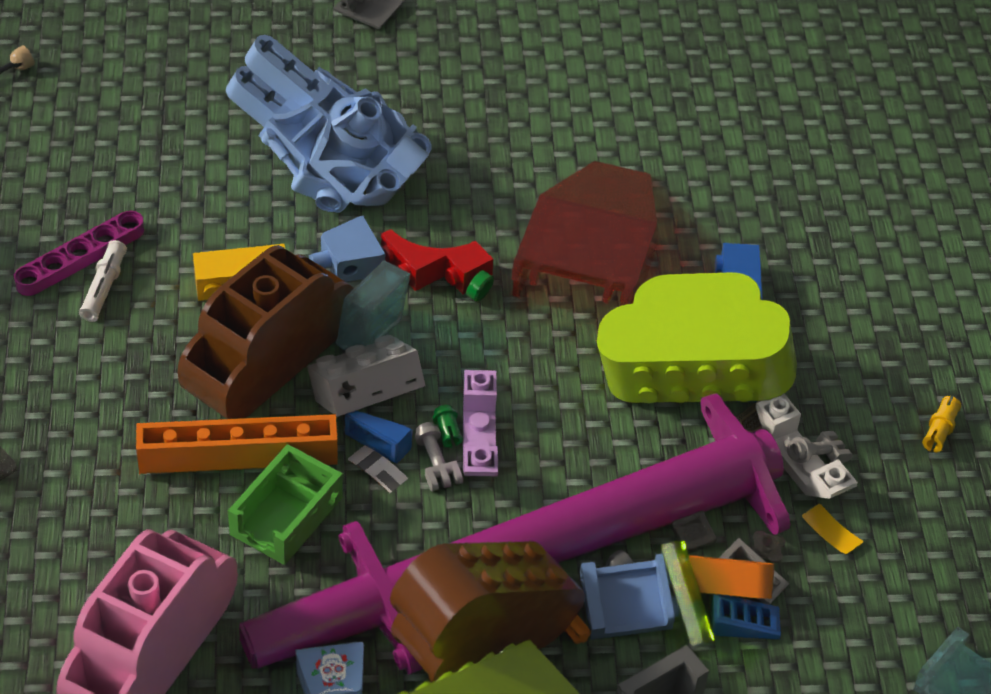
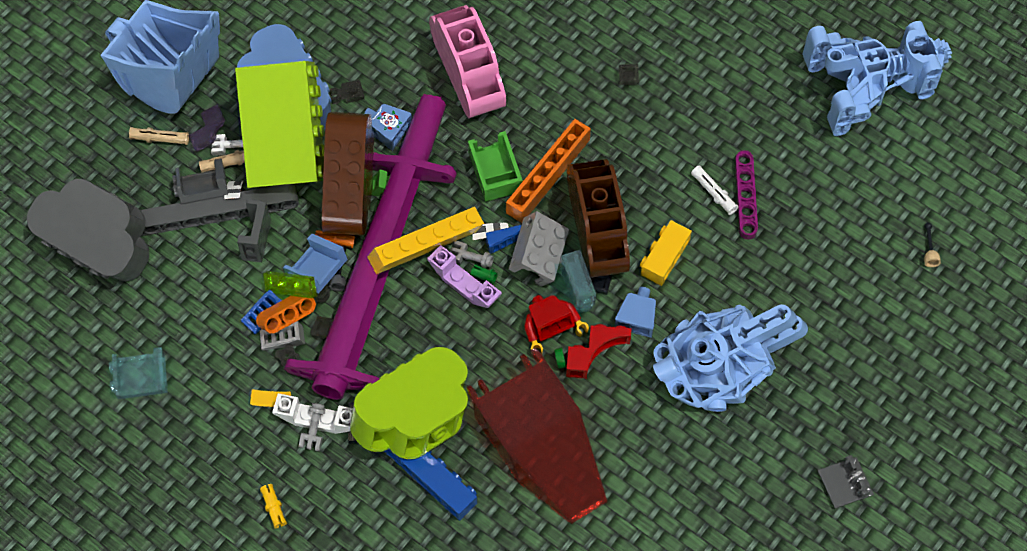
camera: 135 degrees right, 15 degrees up
(445, 318) = (550, 318): none -> red torso
(479, 481) = (425, 240): none -> yellow brick

